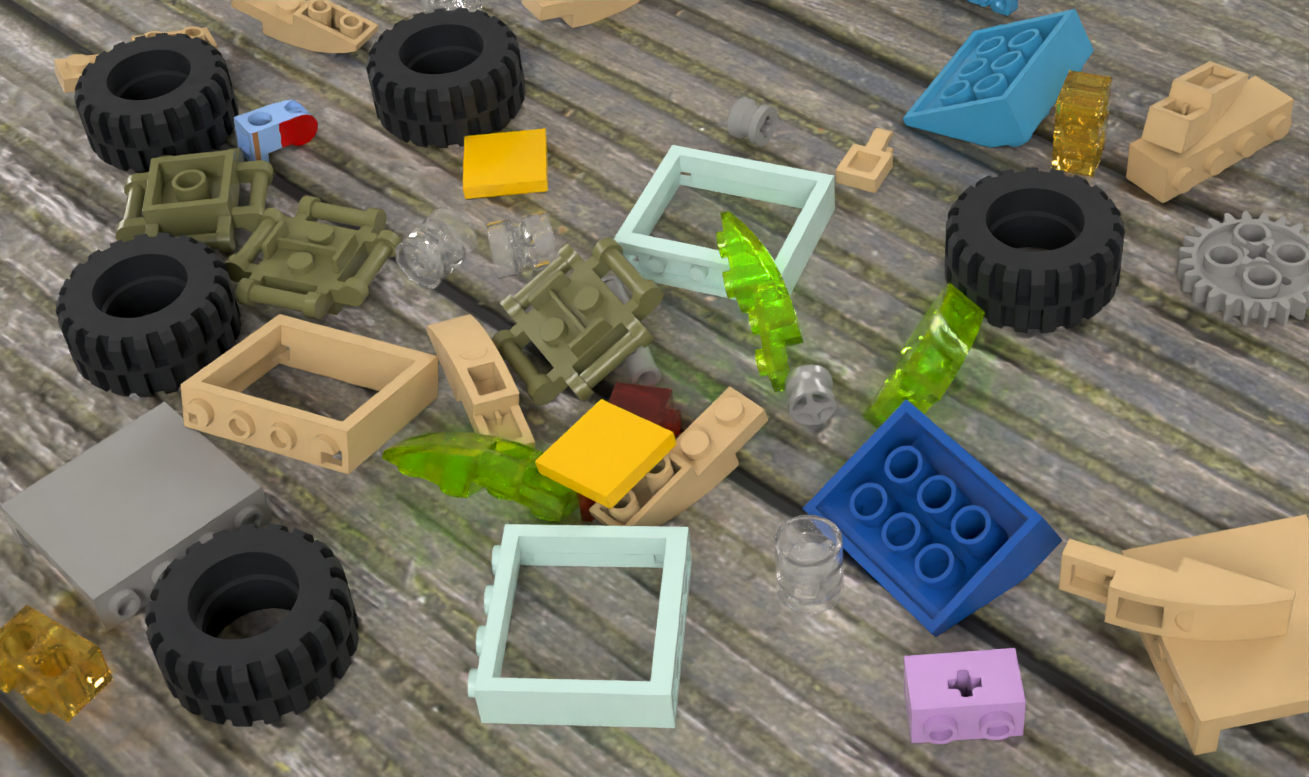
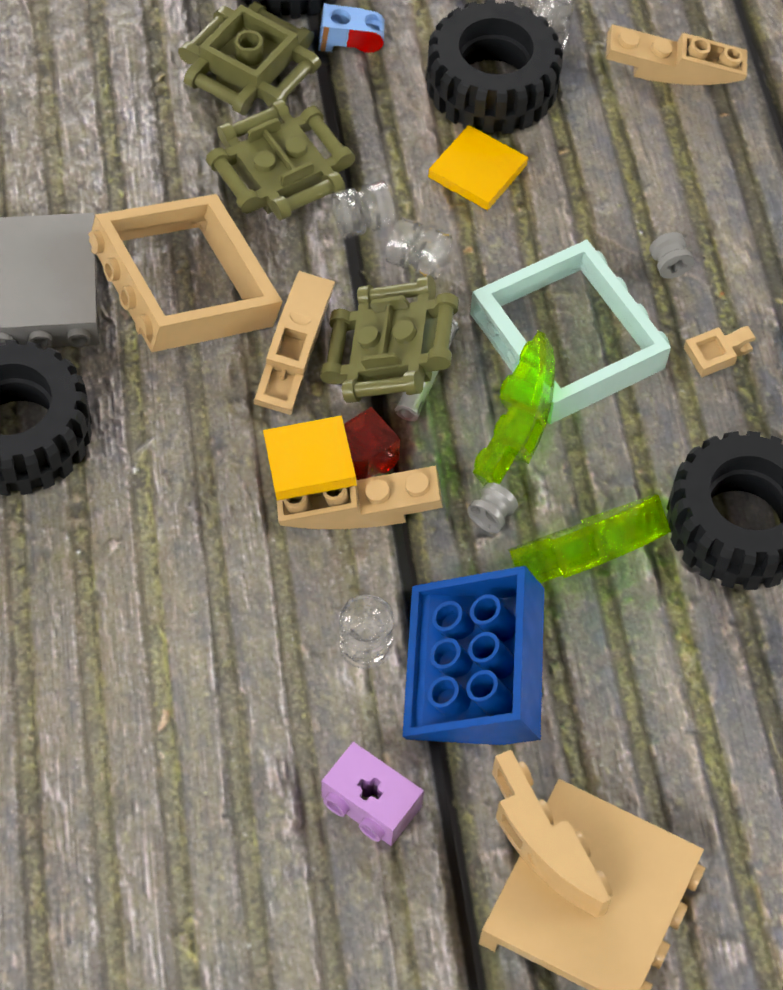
camera: 30 degrees right, 15 degrees up
(141, 354) = (141, 99): black tyre -> none
(470, 461) = (238, 399): clear neon green slope -> none
(575, 700) = (242, 612): light aqua window -> none

